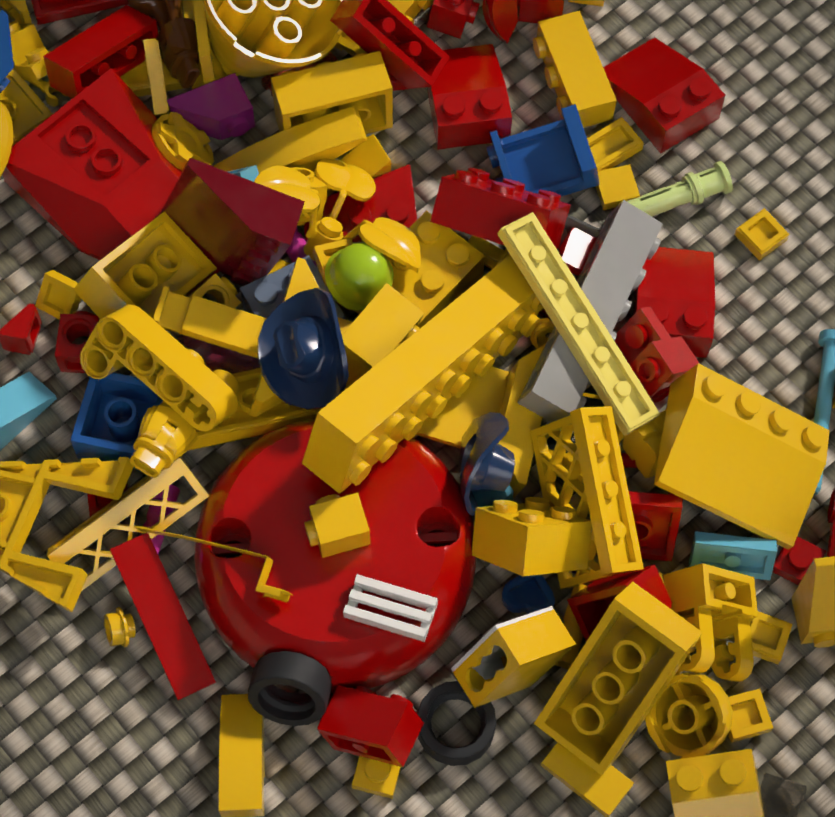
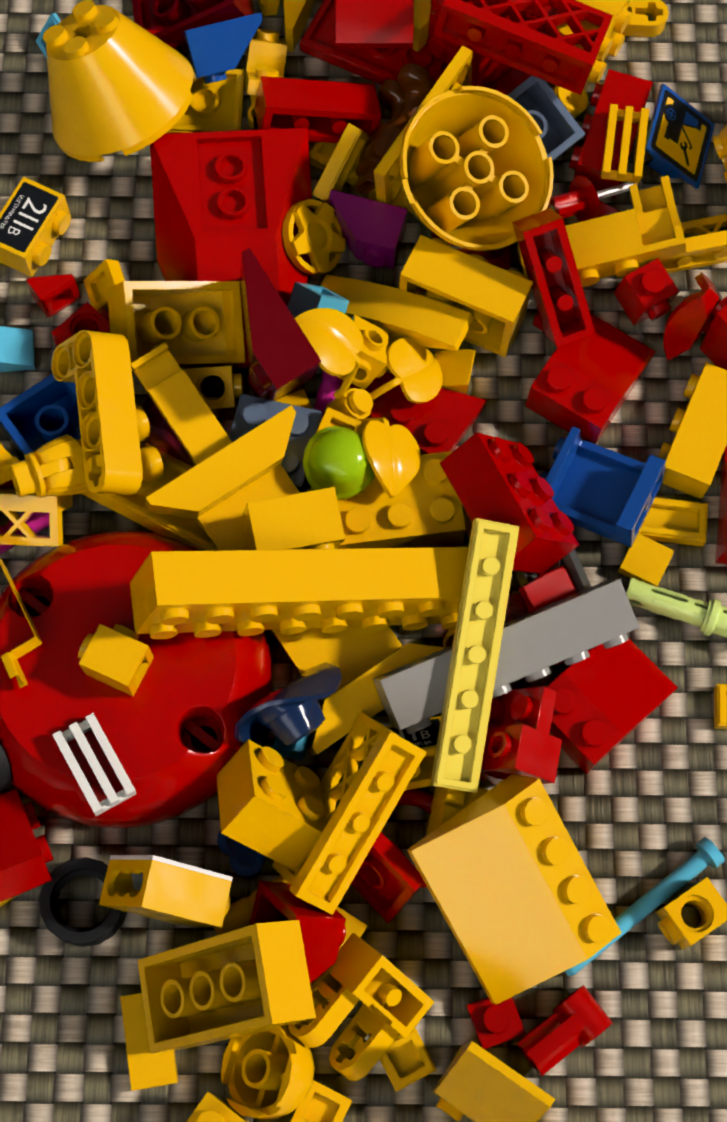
camera: 40 degrees right, 5 degrees up
(304, 350) = (215, 488): dark blue hat -> none
(735, 553) = (439, 965): medium azure plate -> none

